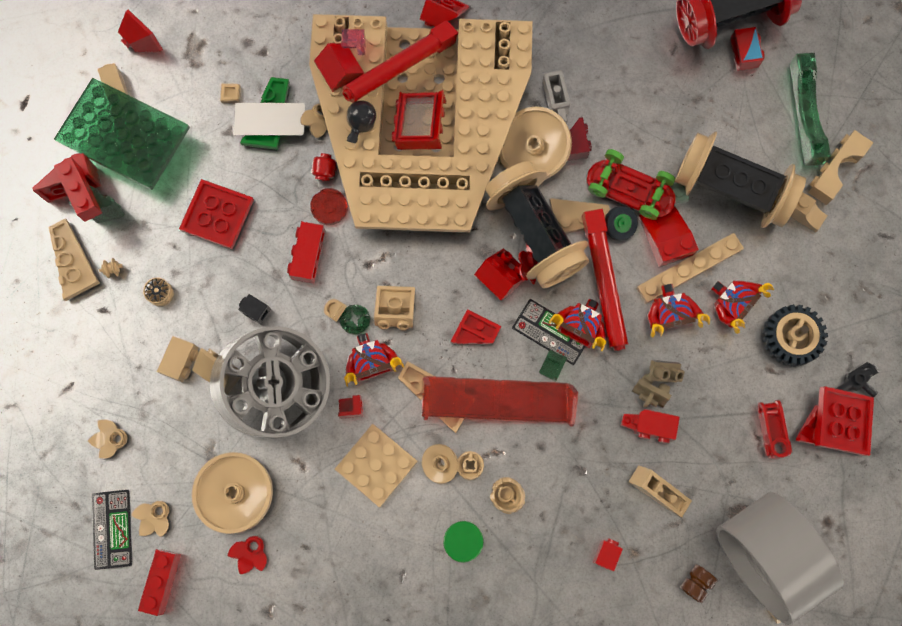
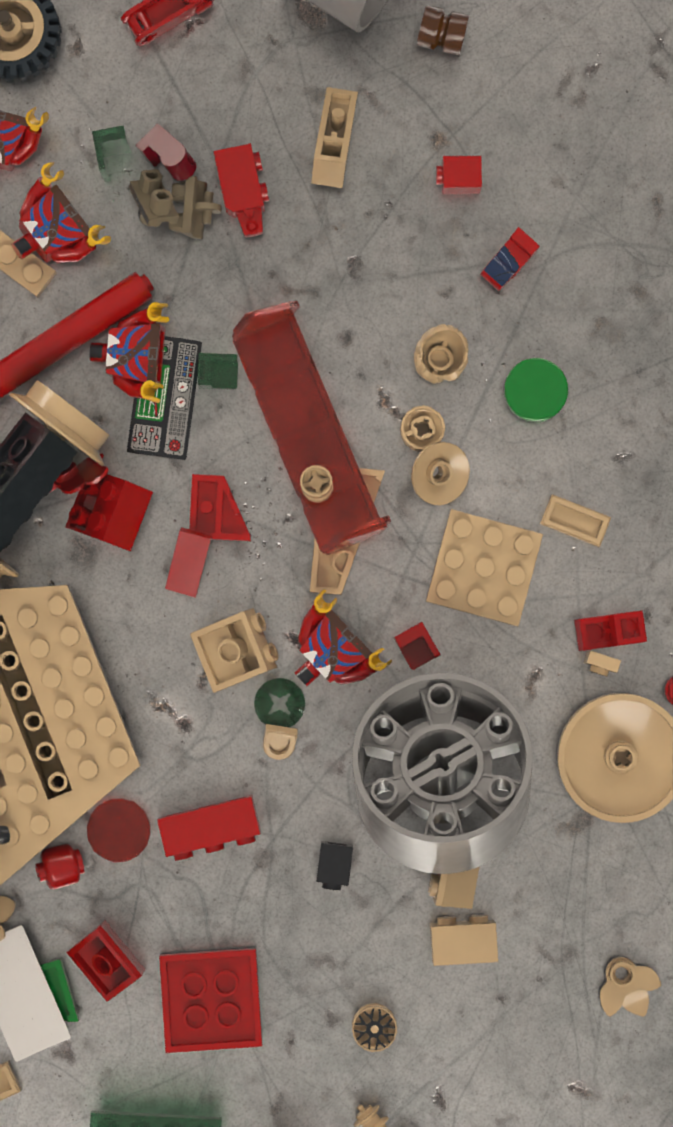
camera: 120 degrees left, 10 degrees up
(264, 171) = (106, 961): none -> red slope
(290, 506) = (601, 663): none -> tan plate
(307, 521) = (610, 630): none -> red slope
(378, 530) = (575, 520): none -> tan tile
(454, 303) = (188, 562): none -> red tile
(466, 385) = (315, 478): none -> tan wheel
(545, 561) = (510, 259): none -> leg
(689, 390) = (162, 147): none -> leg
(707, 356) = (110, 143): none -> clear green panel

